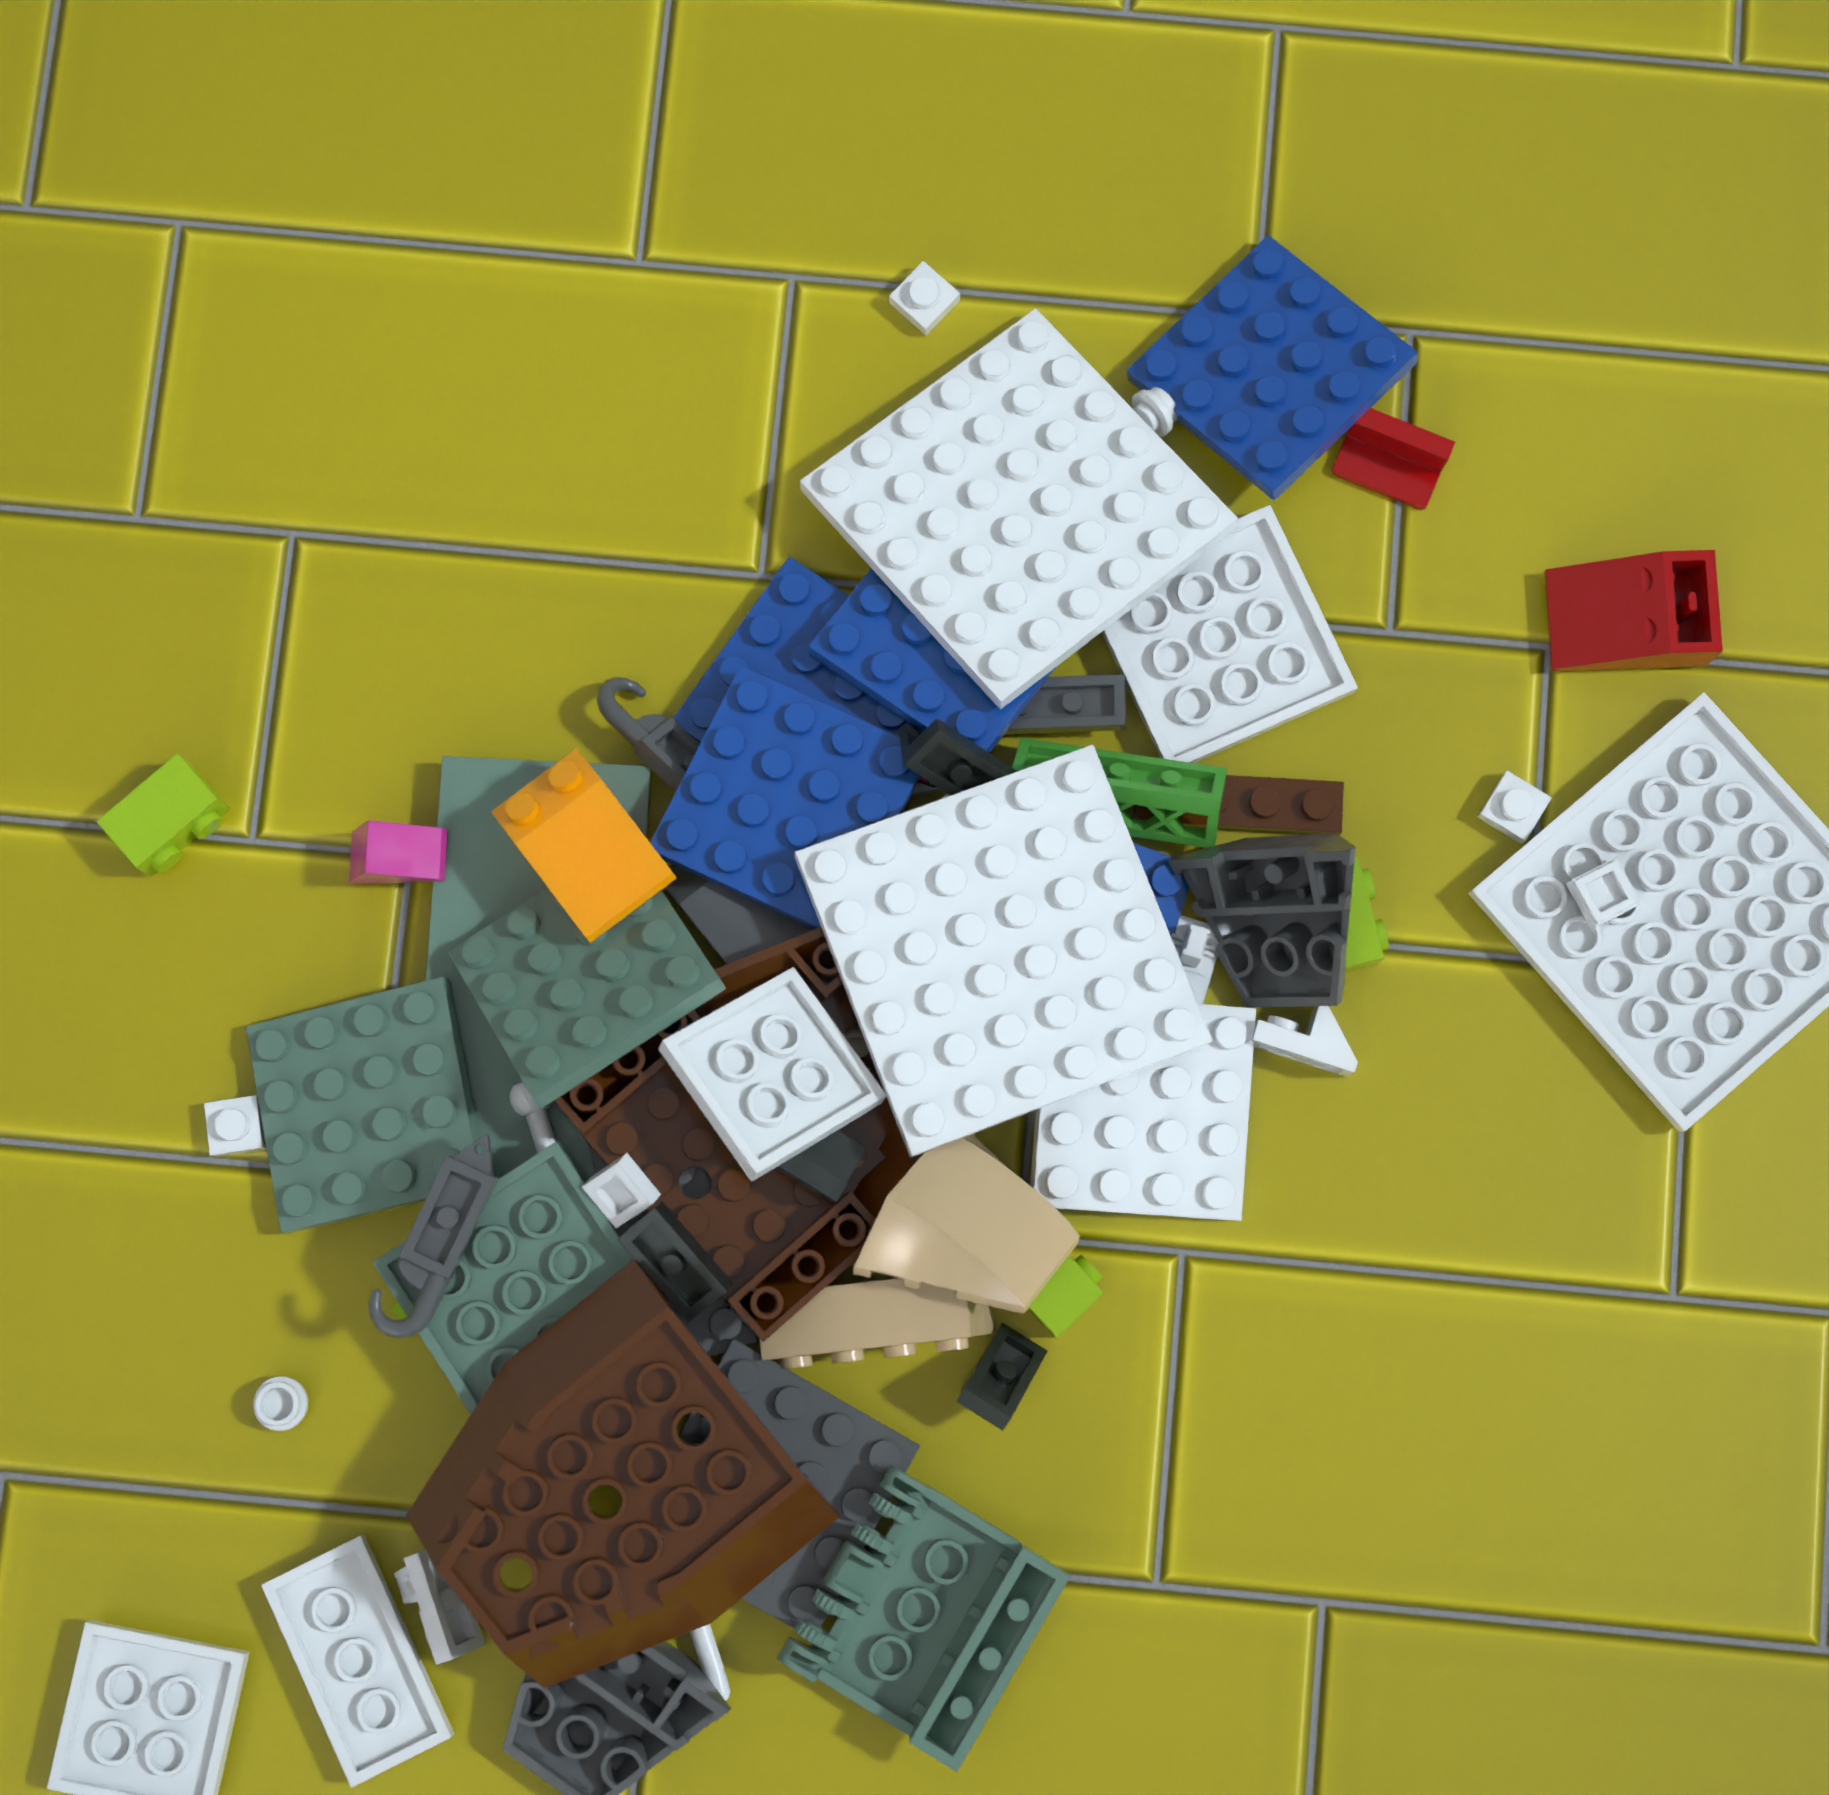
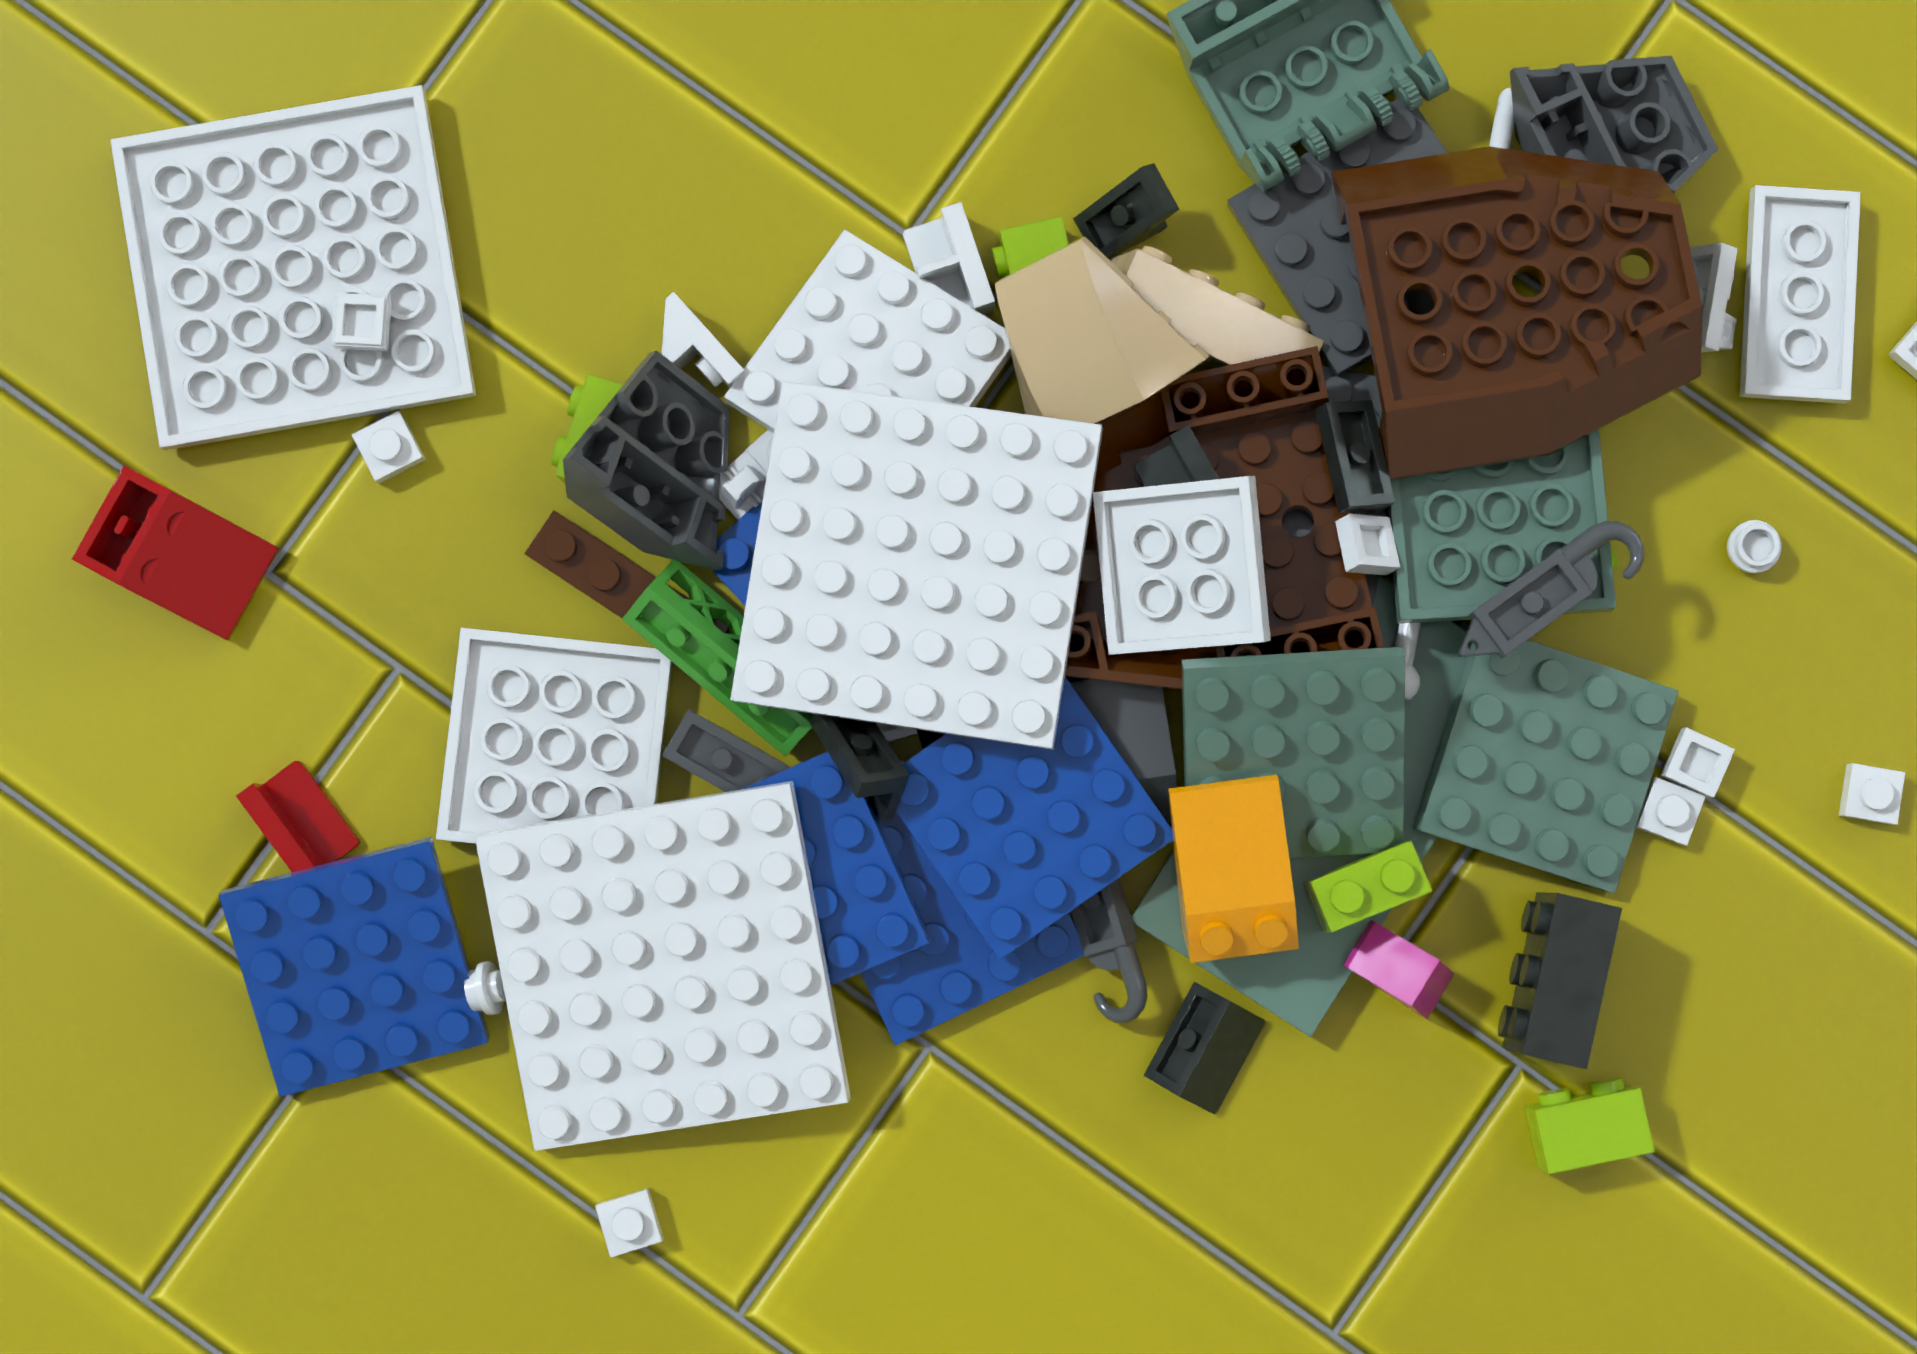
camera: 150 degrees left, 5 degrees up
(63, 1242) = (1871, 794): none -> white plate
(231, 1180) = (1697, 762): none -> white plate
(253, 919) = (1559, 978): none -> pearl dark grey brick
(461, 900) = (1367, 886): none -> lime brick
(528, 699) = (1204, 1048): none -> pearl dark grey panel
(1133, 1246) = (948, 258): none -> white panel

